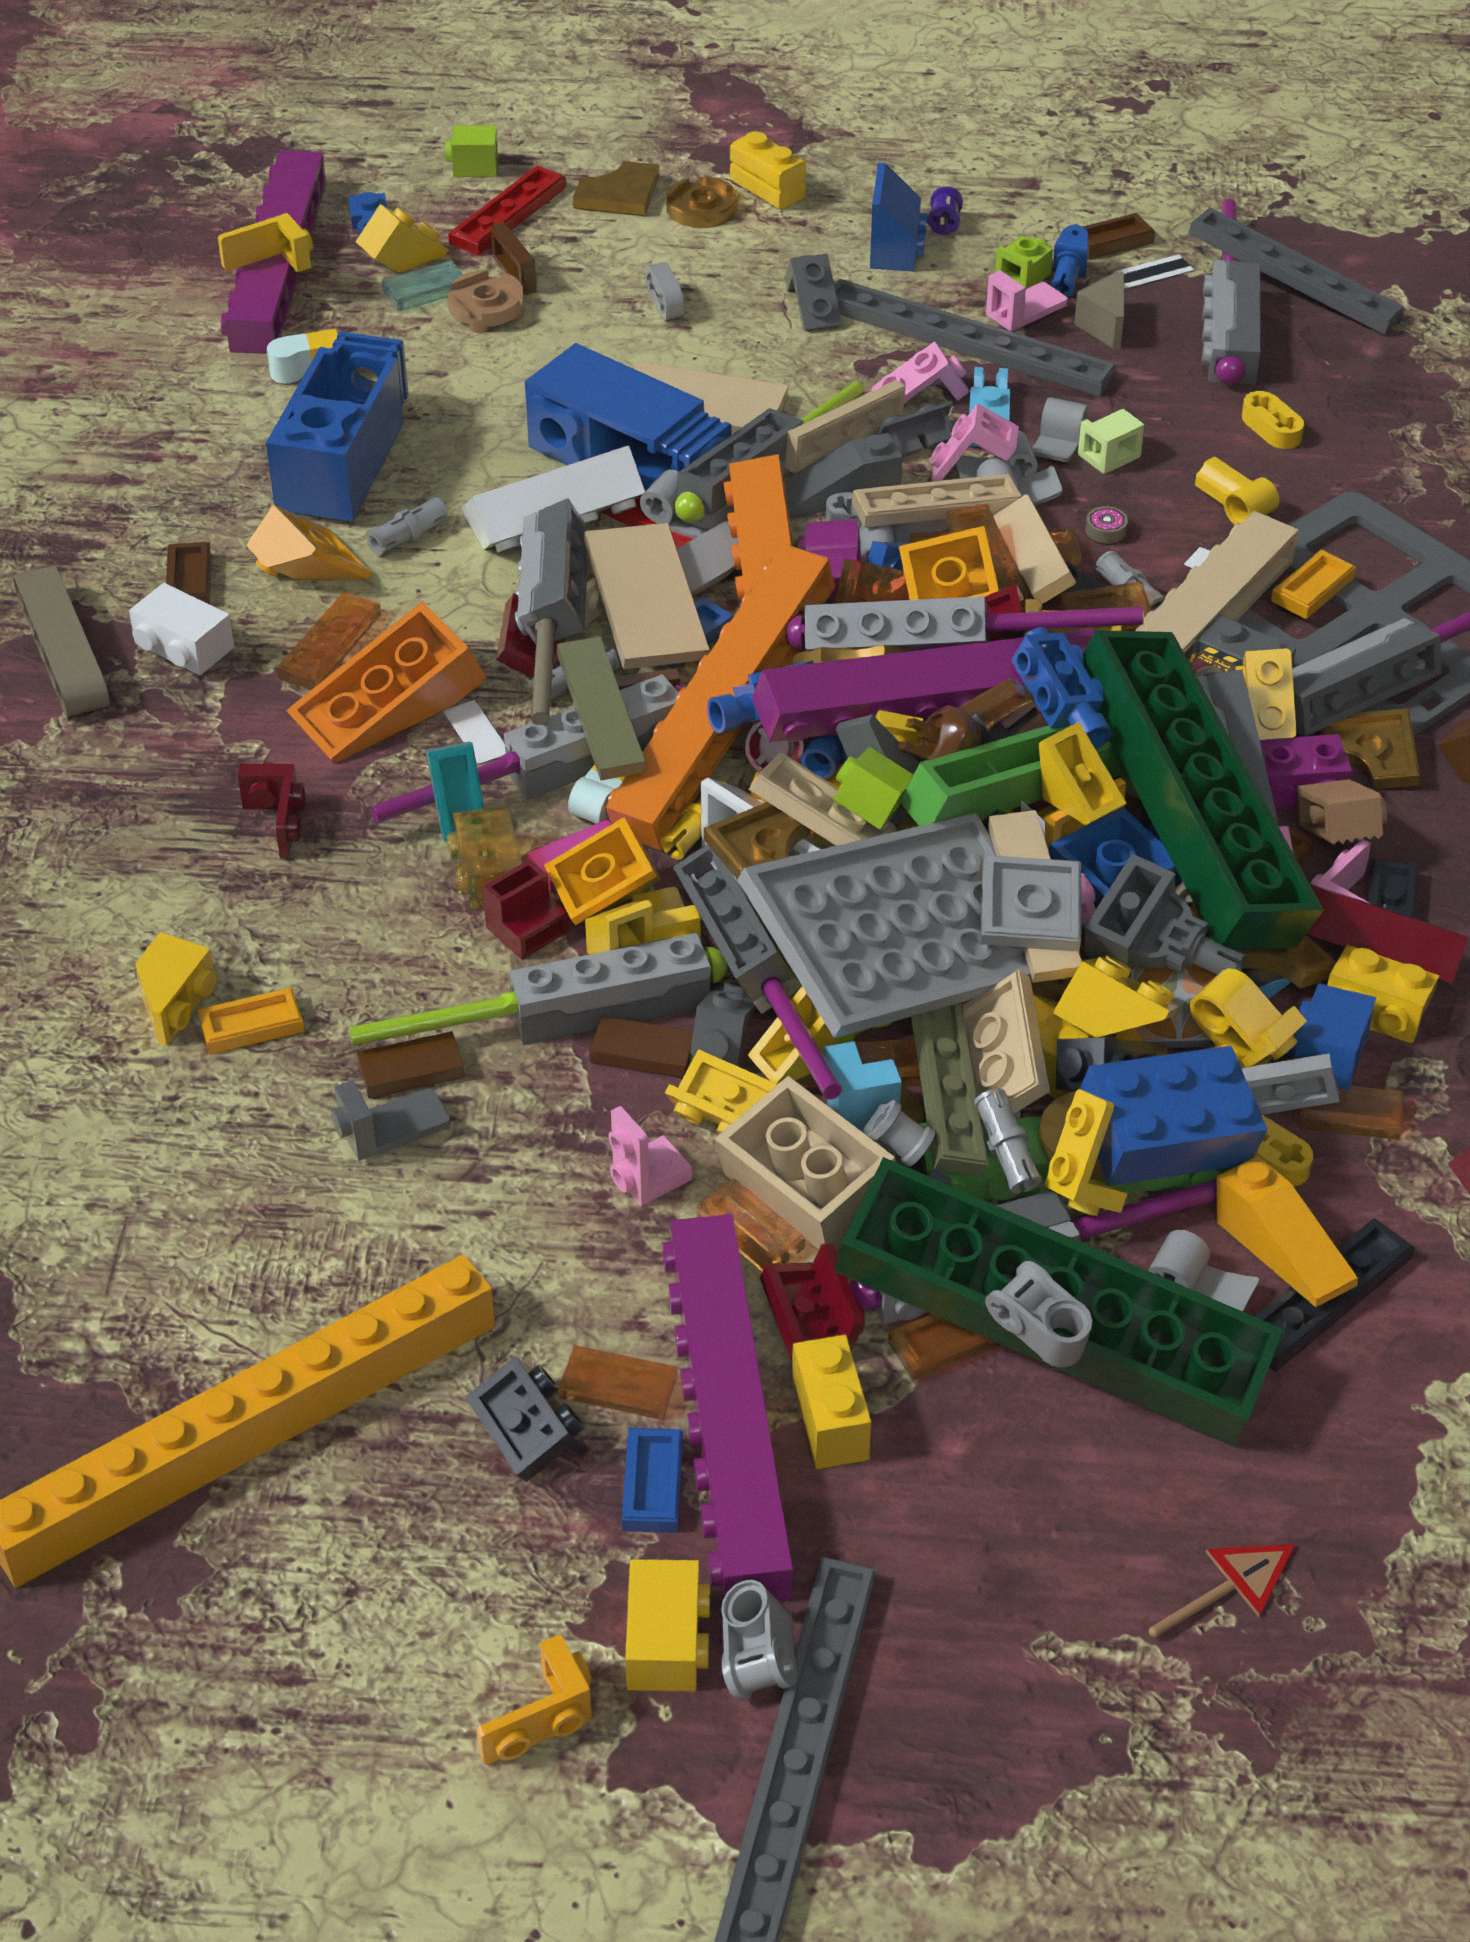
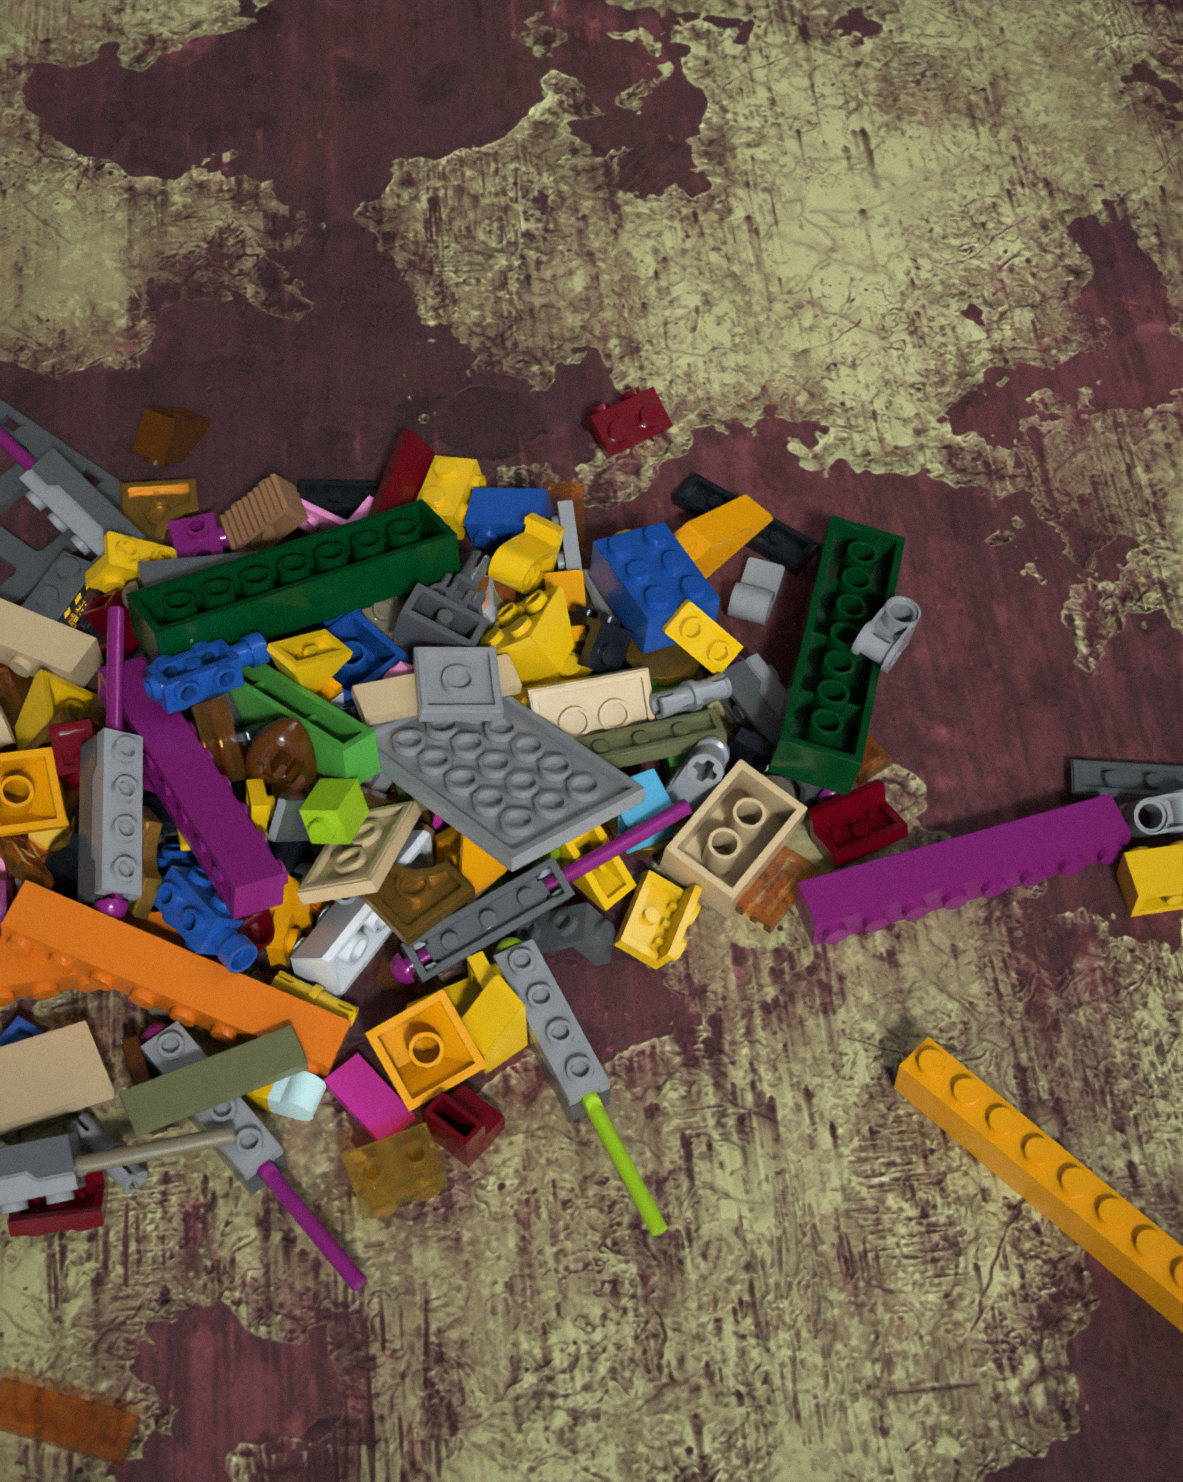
camera: 100 degrees left, 10 degrees up
(173, 982) = (618, 1426): yellow slope -> none
(250, 1020) = (635, 1346): light orange tile -> none
(274, 788) = (337, 1382): dark red bracket -> none
(388, 1124) = (739, 1181): dark grey bracket -> none
(389, 686) = (155, 1331): orange slope -> none
(410, 1064) = (666, 1185): reddish brown tile -> none
(454, 782) = (323, 1207): teal tile -> none
(475, 727) = (193, 1238): white sticker -> none
(526, 1417) = (1018, 1004): bracket -> none
(618, 1382) = (955, 955): clear orange tile -> none
(641, 1046) = (601, 1000): reddish brown tile -> none
(641, 1166) = (742, 968): bright pink bracket -> none
(652, 1480) = (1036, 915): blue tile -> none
(831, 1402) = (945, 799): yellow brick -> none
(1247, 1569) = (994, 555): piece -> none

